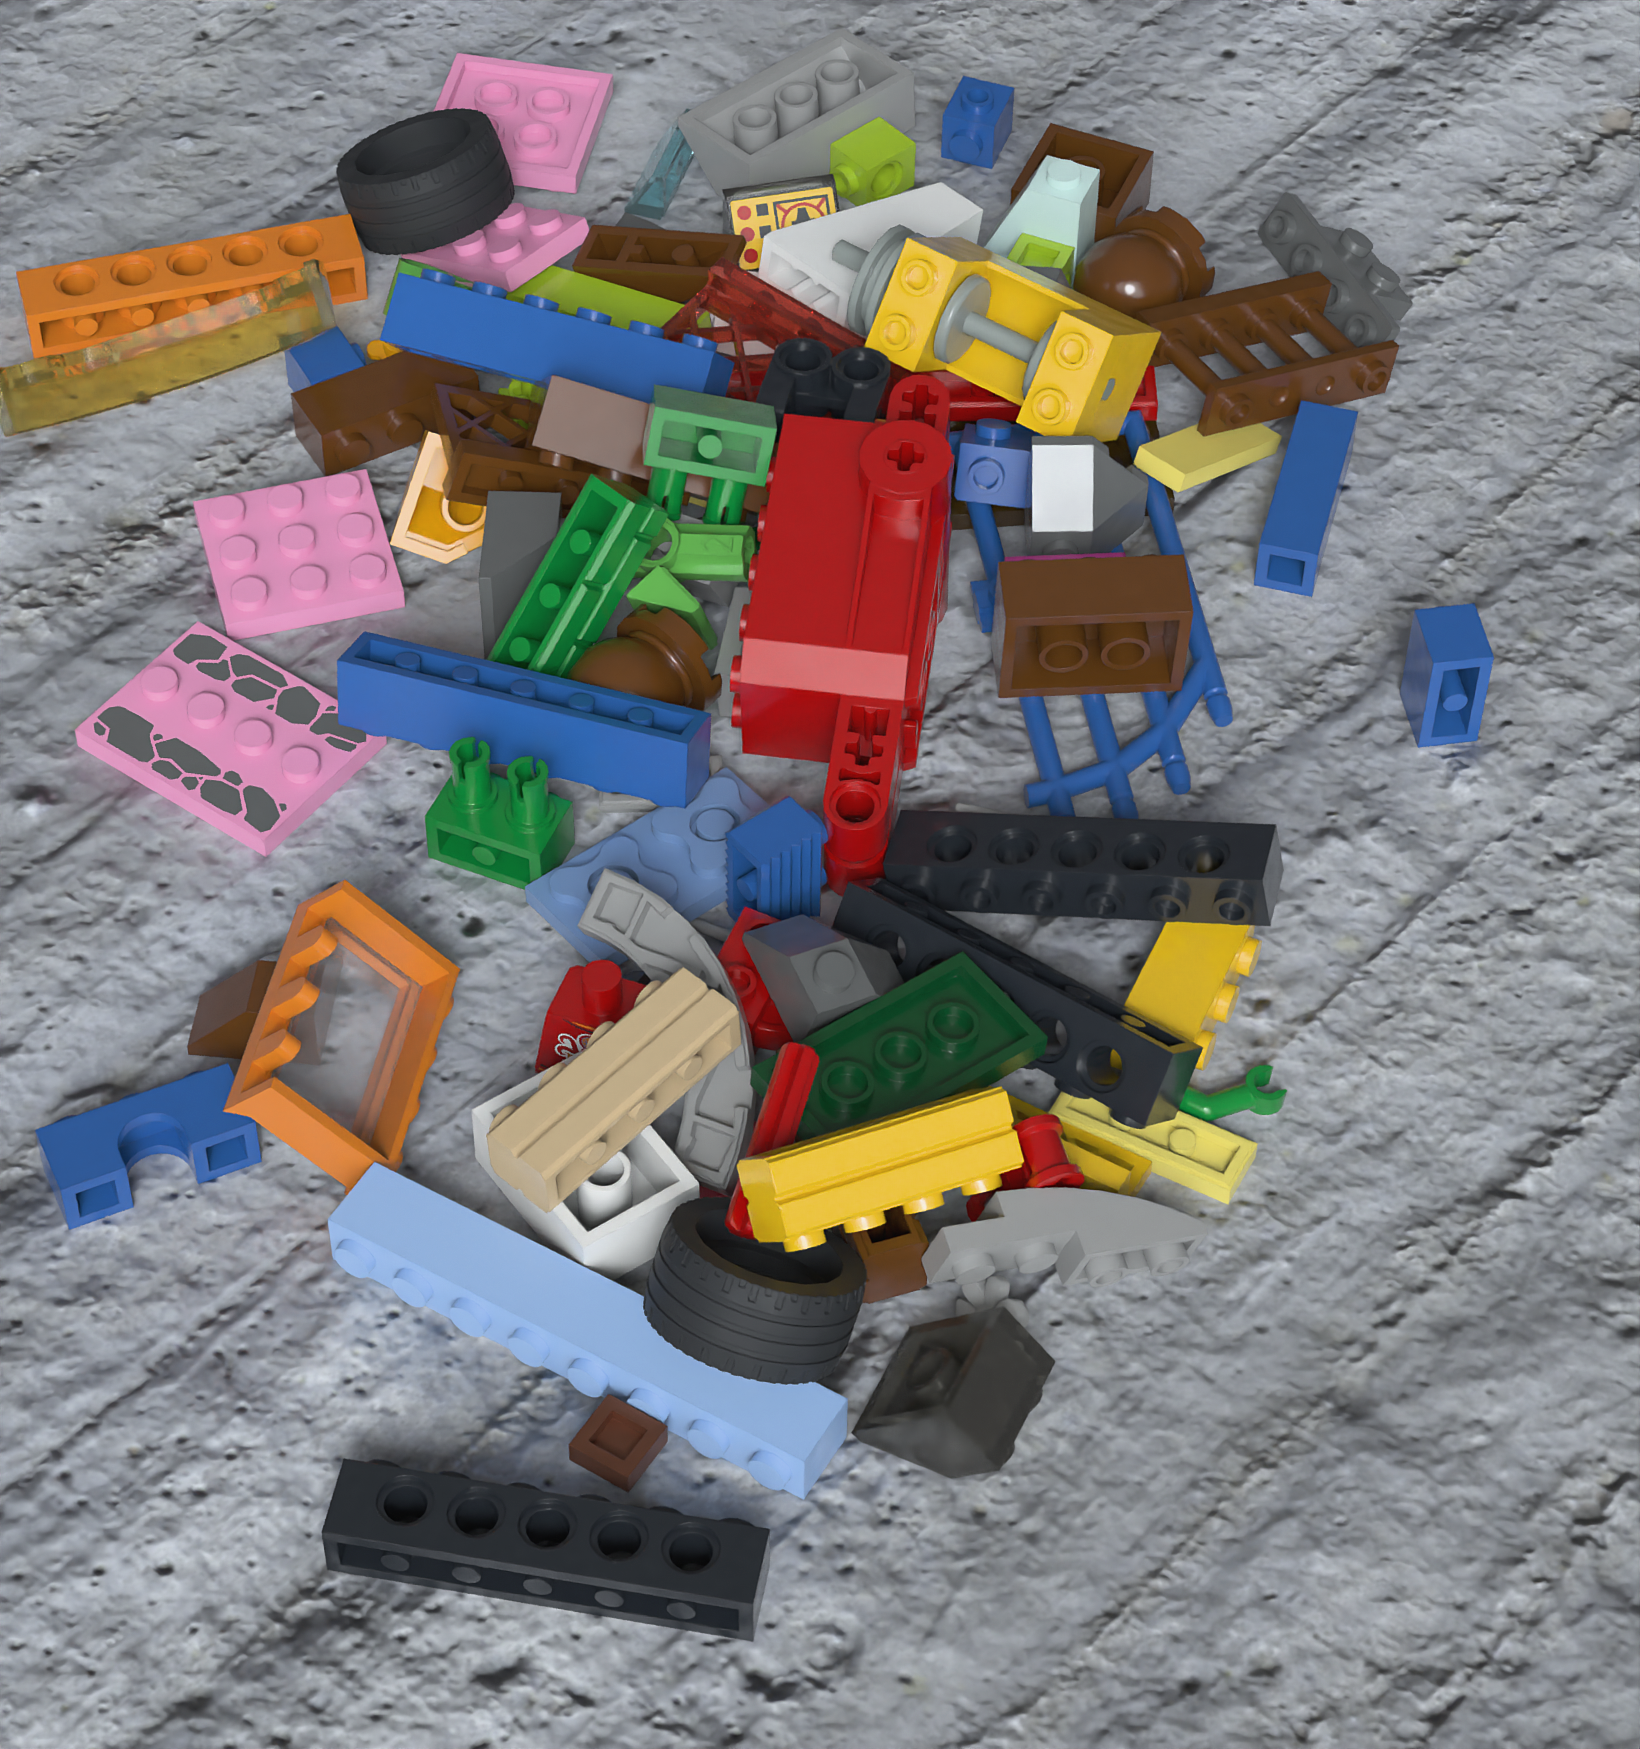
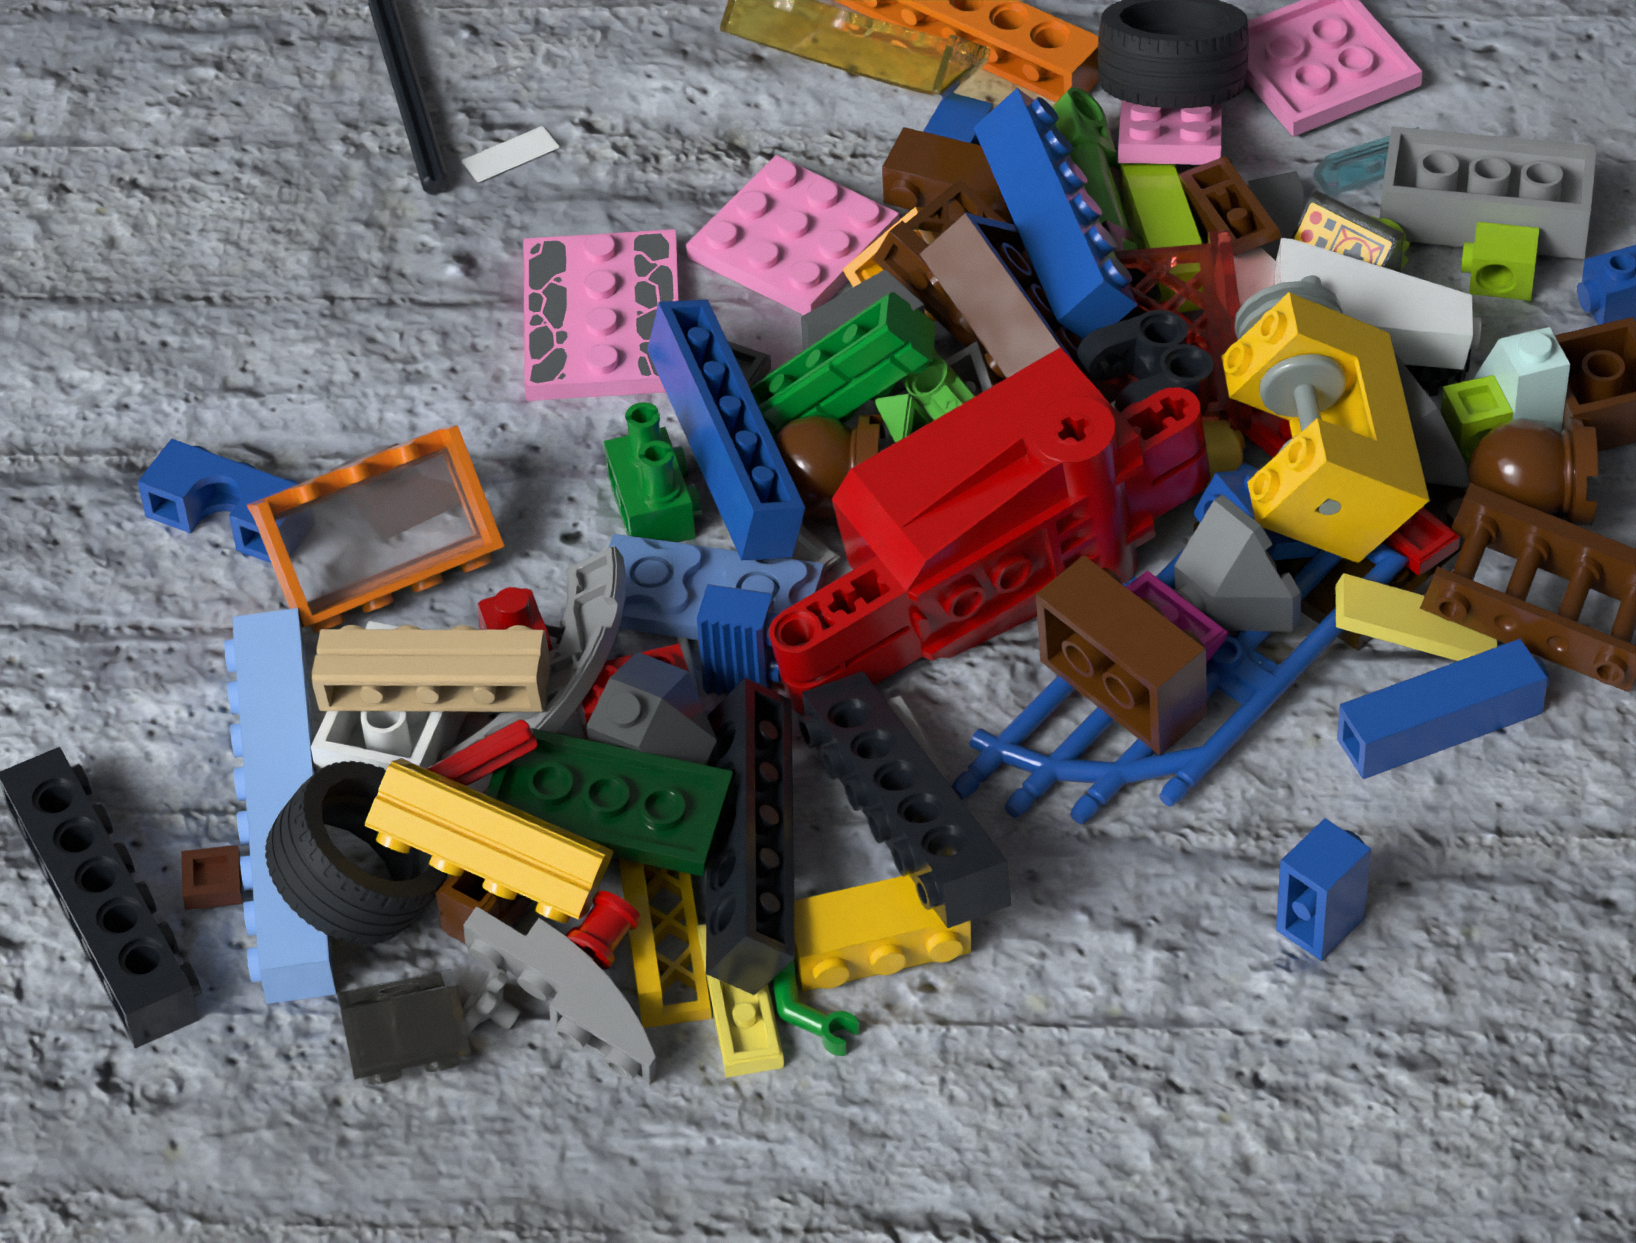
camera: 55 degrees right, 0 degrees up
(710, 439) = (1004, 325): green brick -> none

